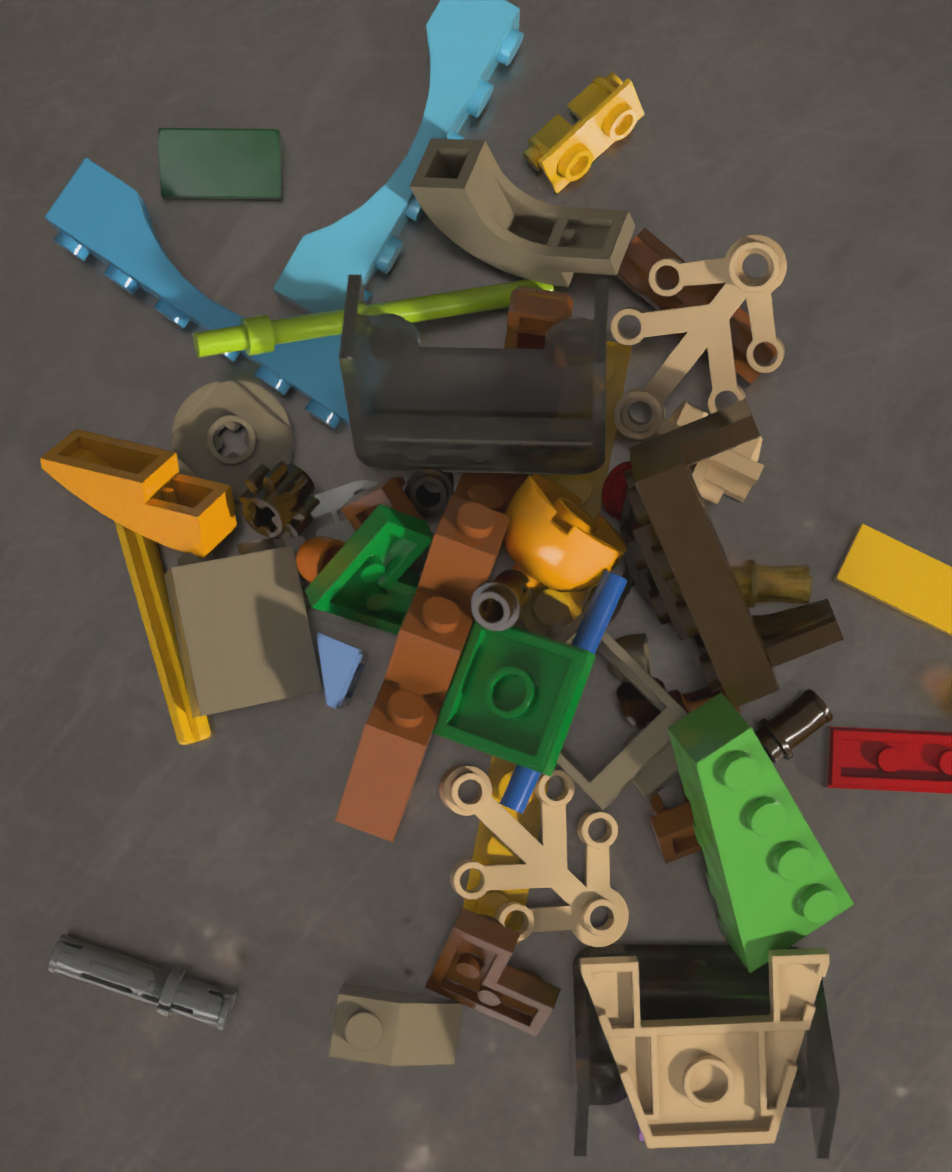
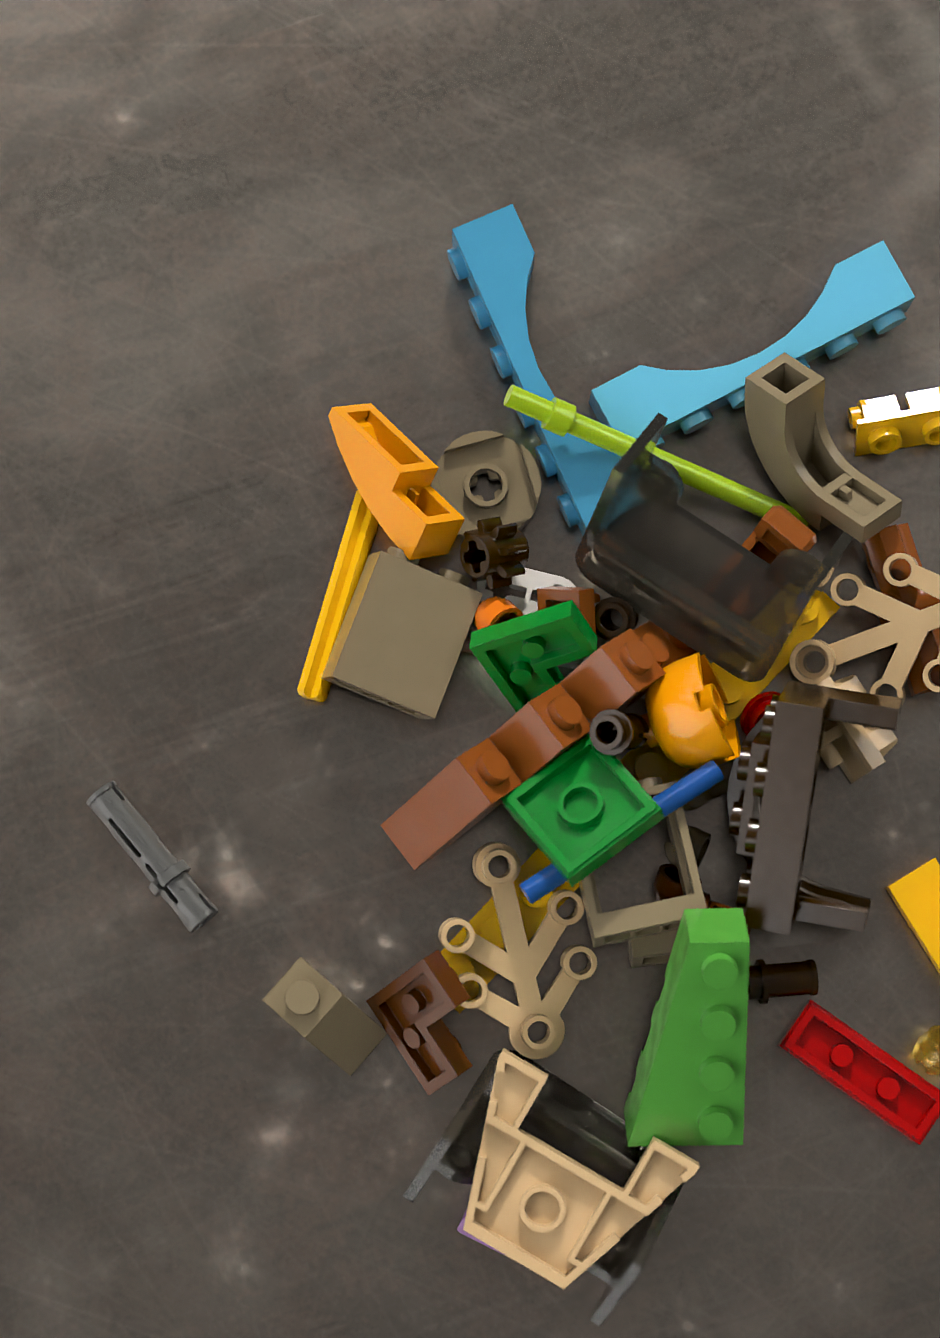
camera: 25 degrees right, 5 degrees down
(220, 163) = (610, 272): dark green slope -> none
(340, 668) = (461, 711): medium blue slope -> none
(674, 829) = (637, 1001): dark orange tile -> none
(773, 583) = (835, 859): clear yellow axle -> none

